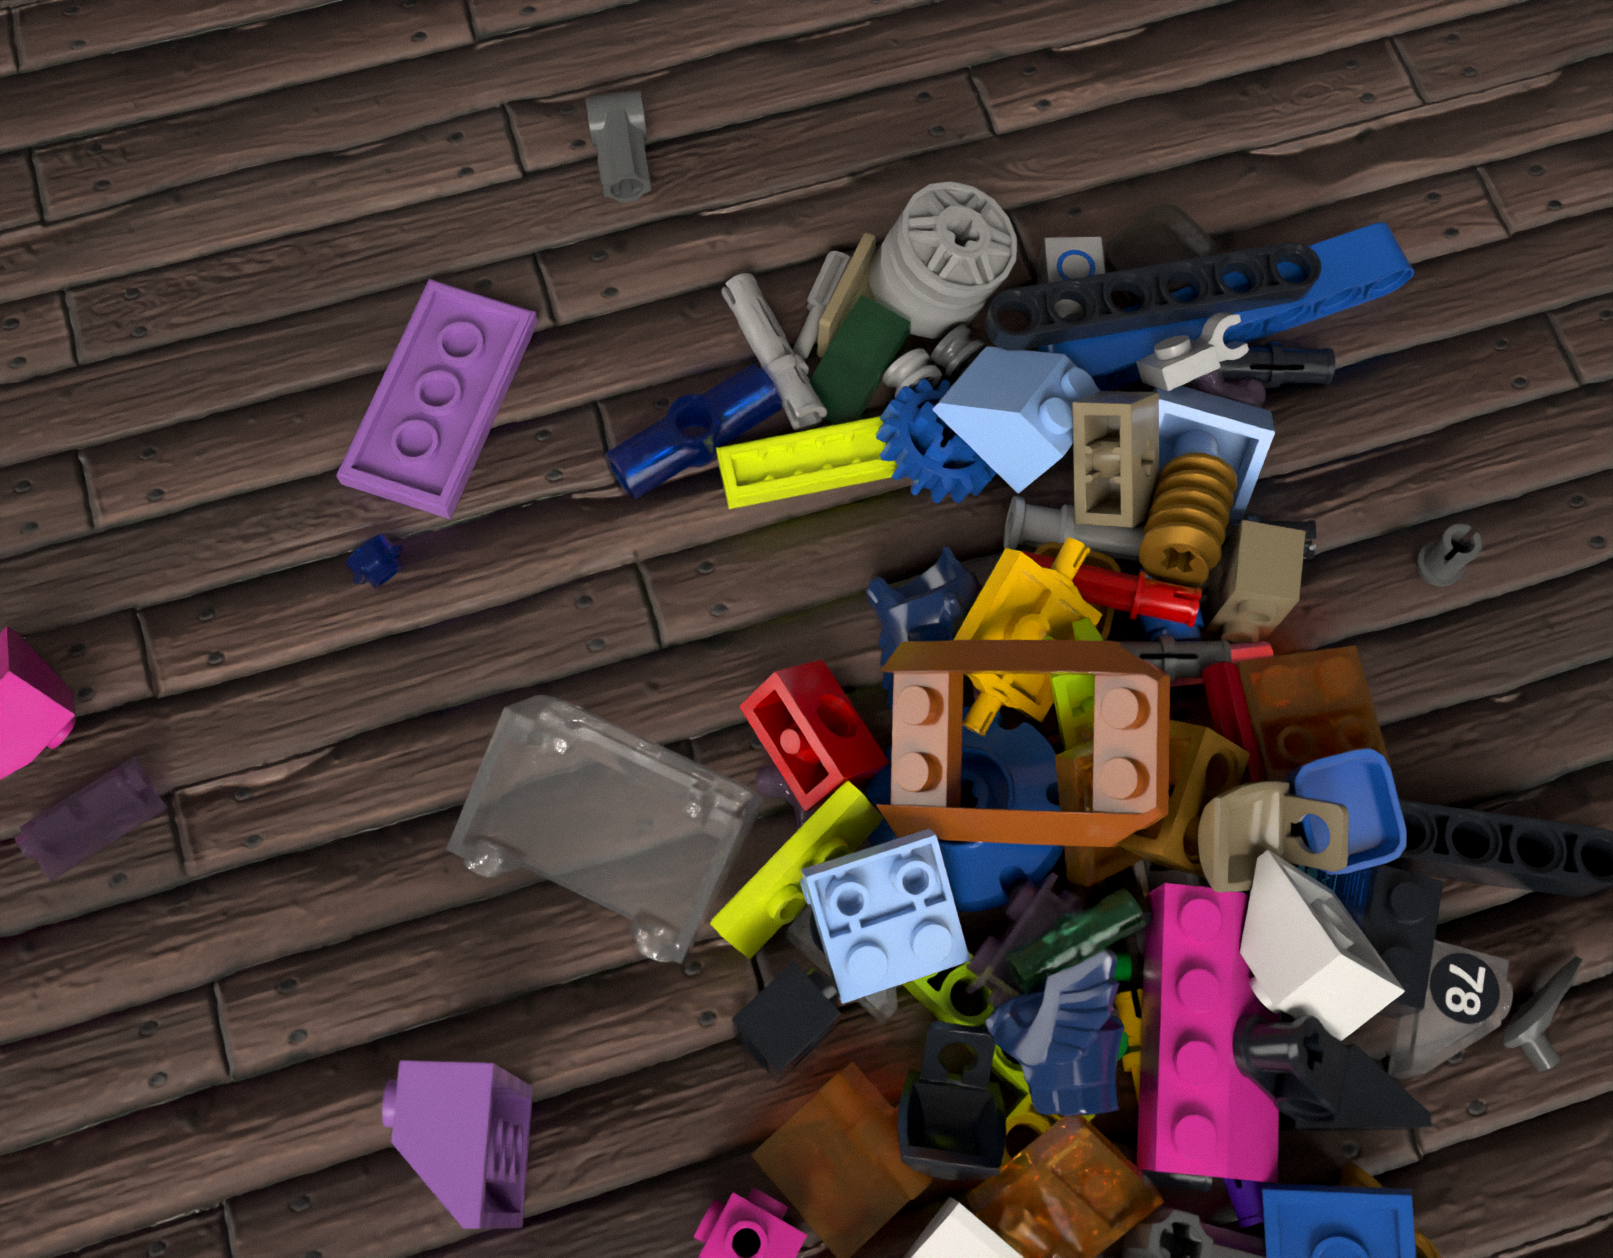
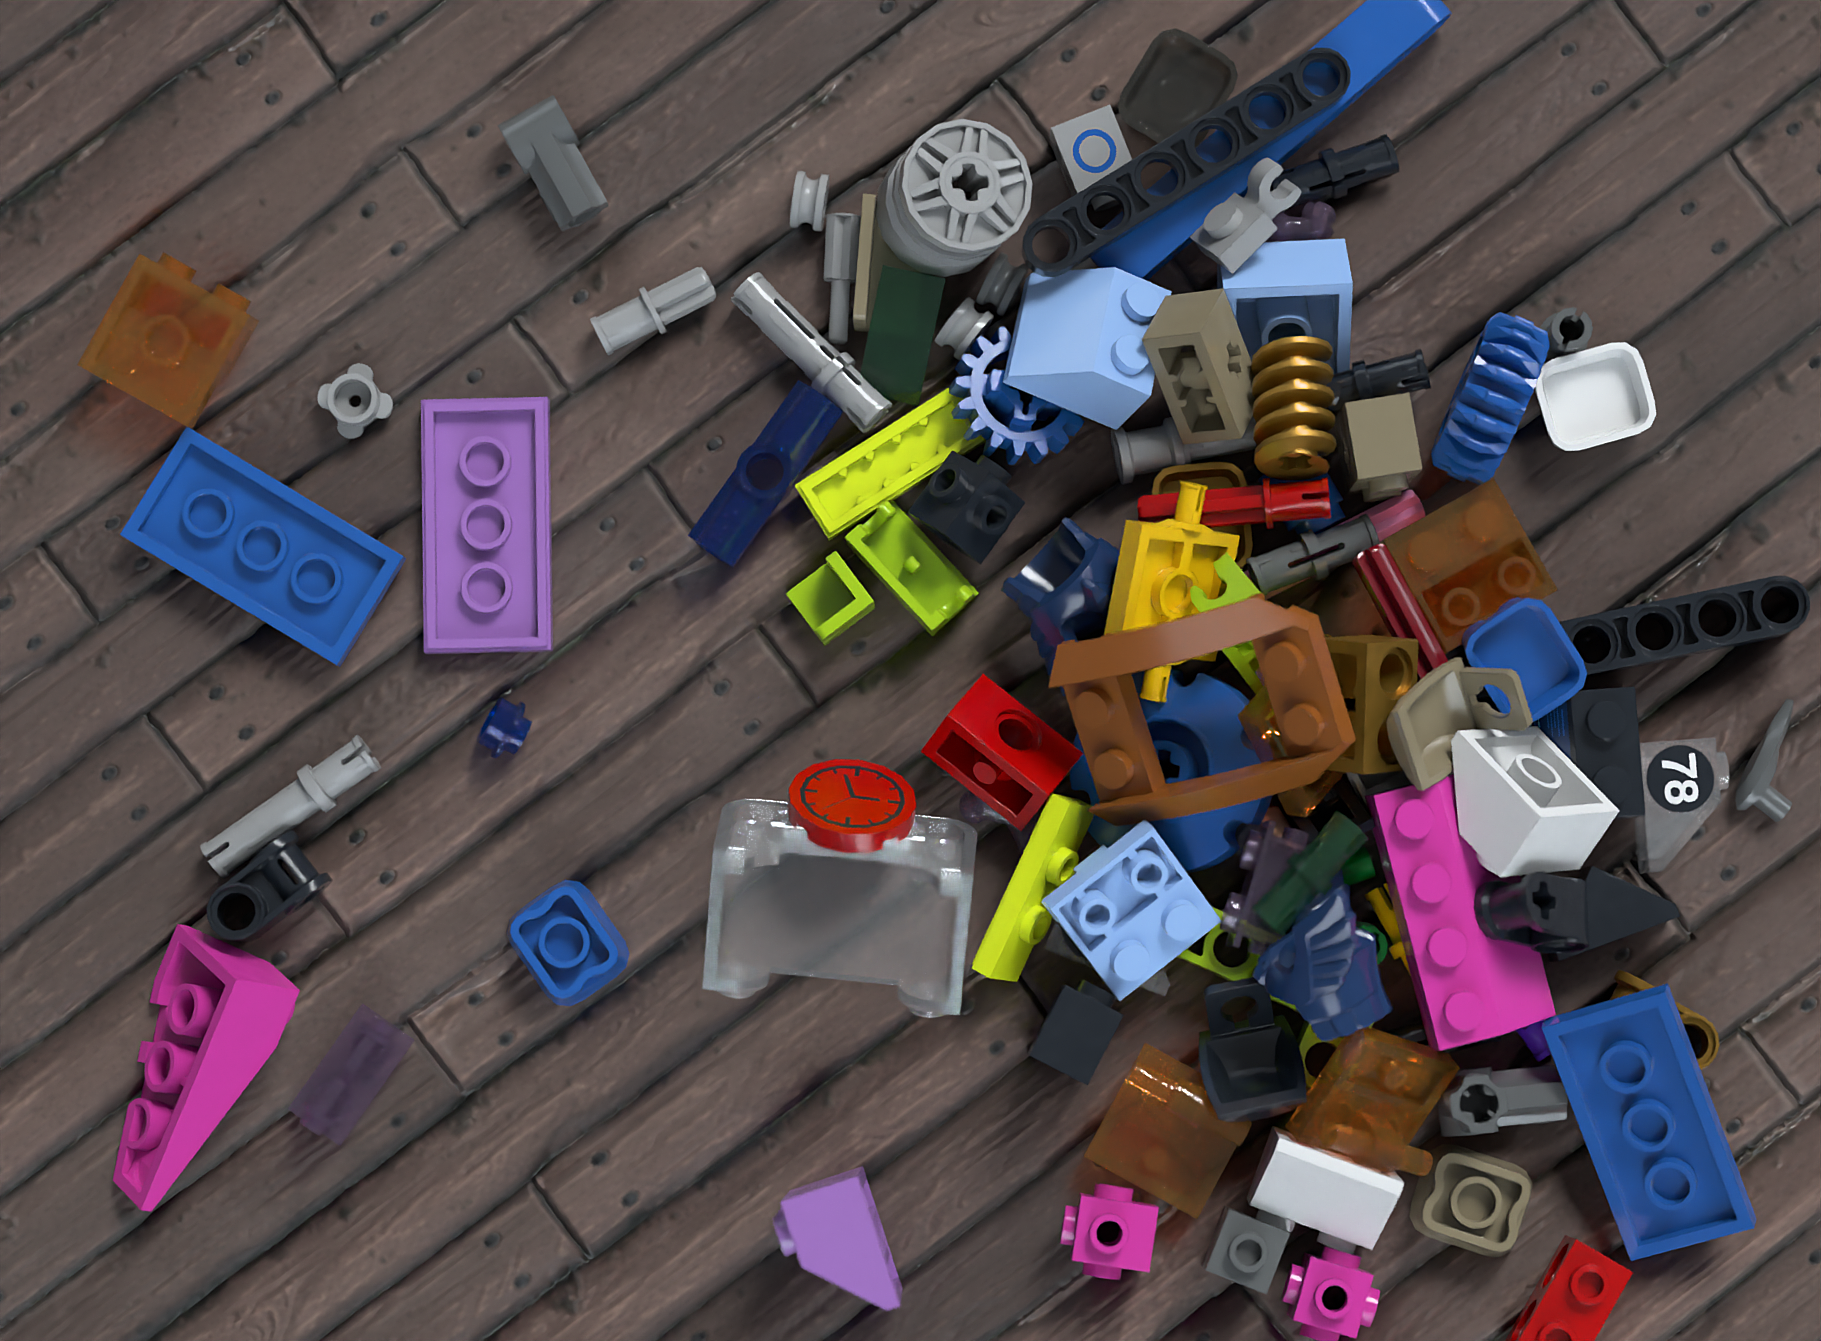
camera: 10 degrees left, 15 degrees up
(103, 623) = (269, 888): none -> black piece
(181, 555) = (291, 806): none -> light grey pin
(242, 346) = (263, 546): none -> blue plate
(244, 158) = (169, 338): none -> clear orange plate
(347, 771) = (568, 943): none -> blue piece
(373, 249) = (337, 399): none -> light grey plate
(652, 277) = (654, 309): none -> light grey axle
(654, 731) = (851, 805): none -> red tile
(712, 555) = (831, 599): none -> lime panel
(790, 553) = (911, 567): none -> lime hinge
(817, 237) = (809, 201): none -> light grey bush
(862, 513) = (968, 505): none -> black brick
(1370, 577) = (1490, 398): none -> blue gear
(1459, 619) = (1595, 396): none -> white piece

